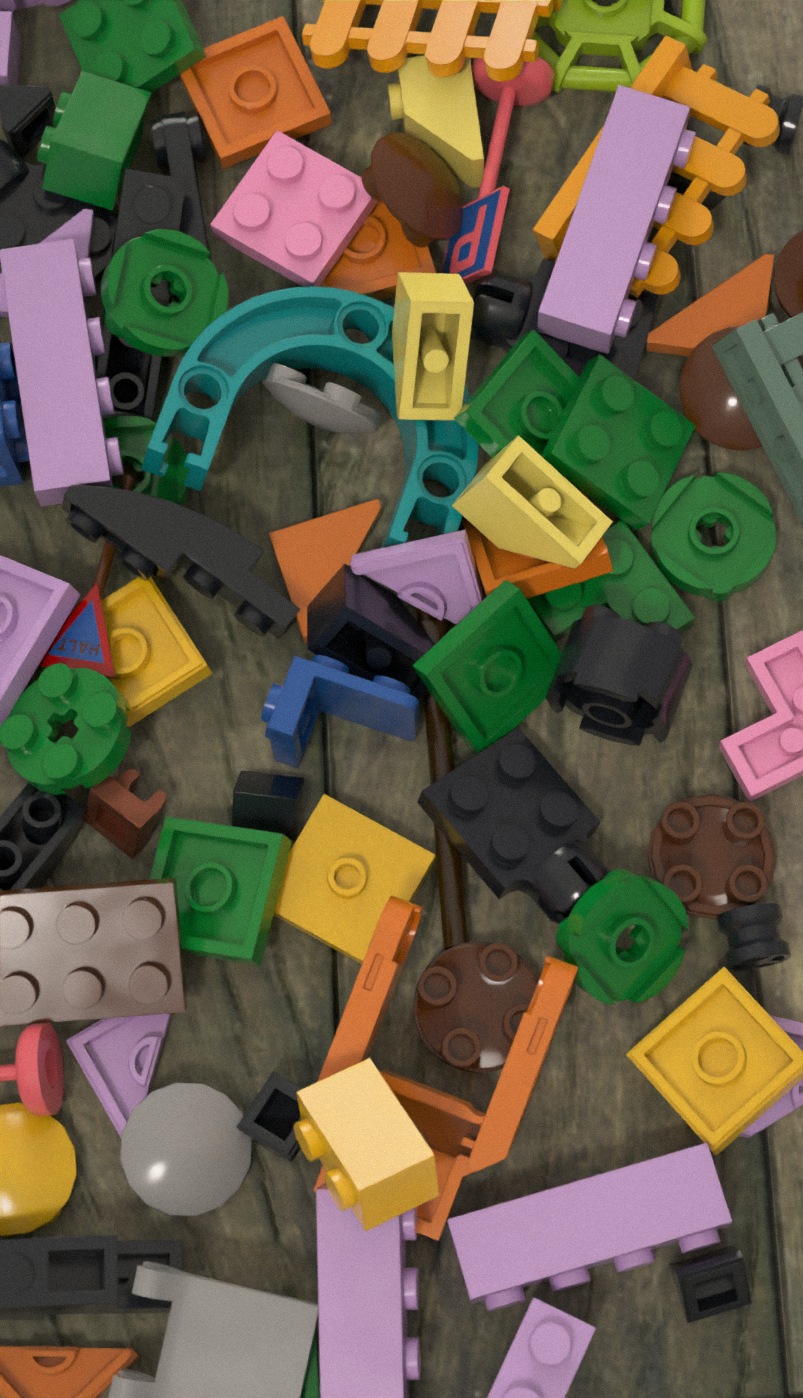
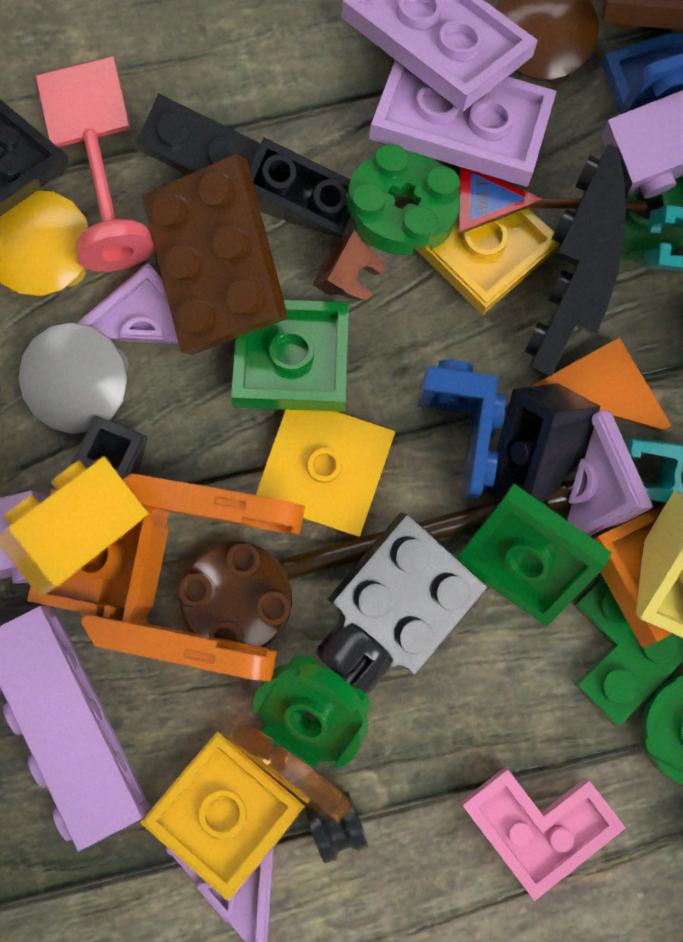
camera: 75 degrees right, 10 degrees up
(267, 803) = (378, 385): black slope -> none
(620, 676) = (548, 672): black brick -> none
(683, 968) = (291, 772): none -> clear orange tile
(711, 1283) = (38, 837): black slope -> none
(712, 854) = (404, 778): reddish brown dish -> none

